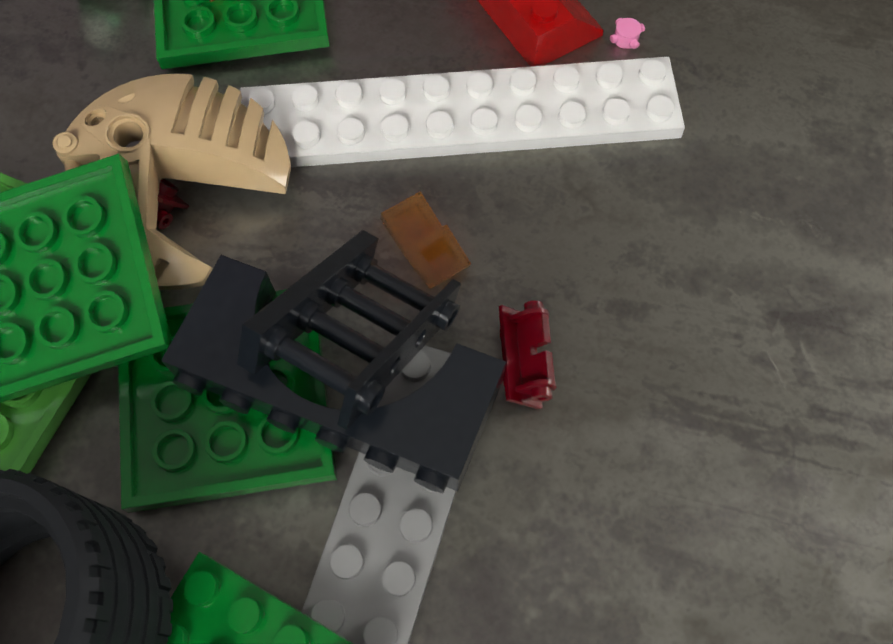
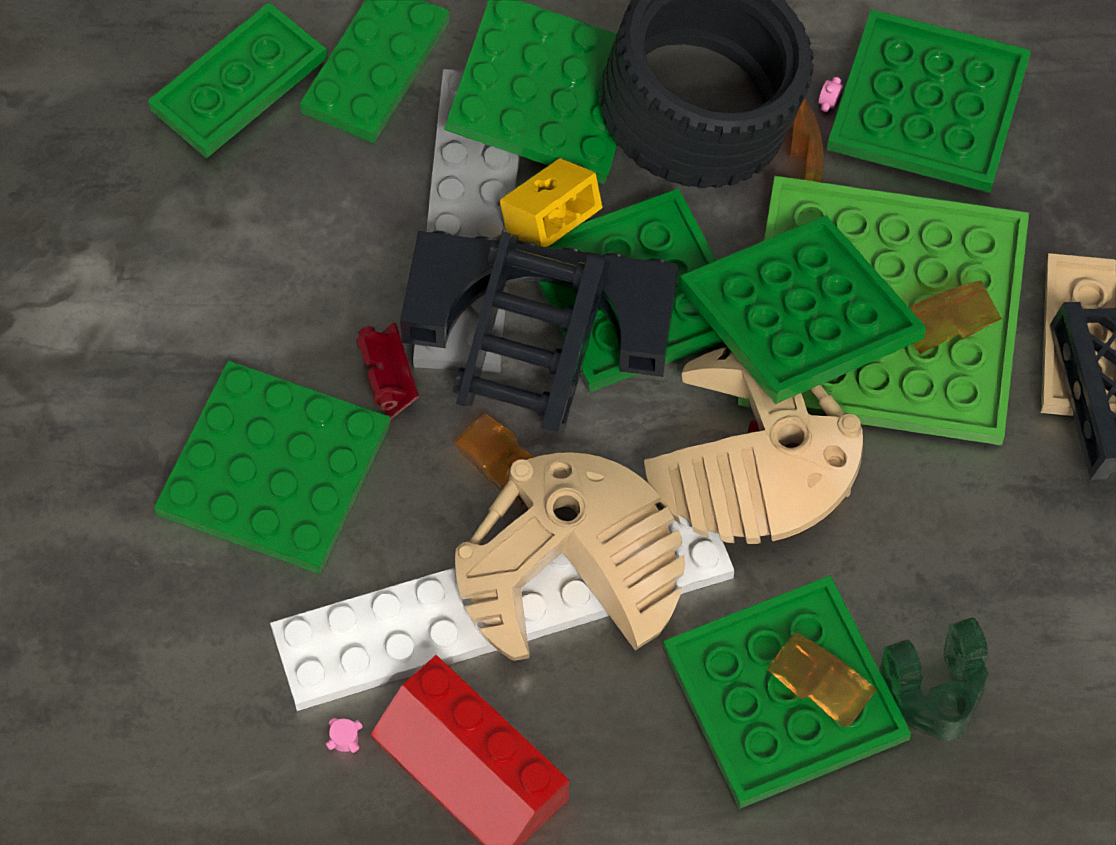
camera: 165 degrees right, 5 degrees down
(250, 525) = (551, 203): none -> yellow brick
(370, 135) = (614, 544): none -> tan piece
(665, 290) = (273, 467): none -> green plate

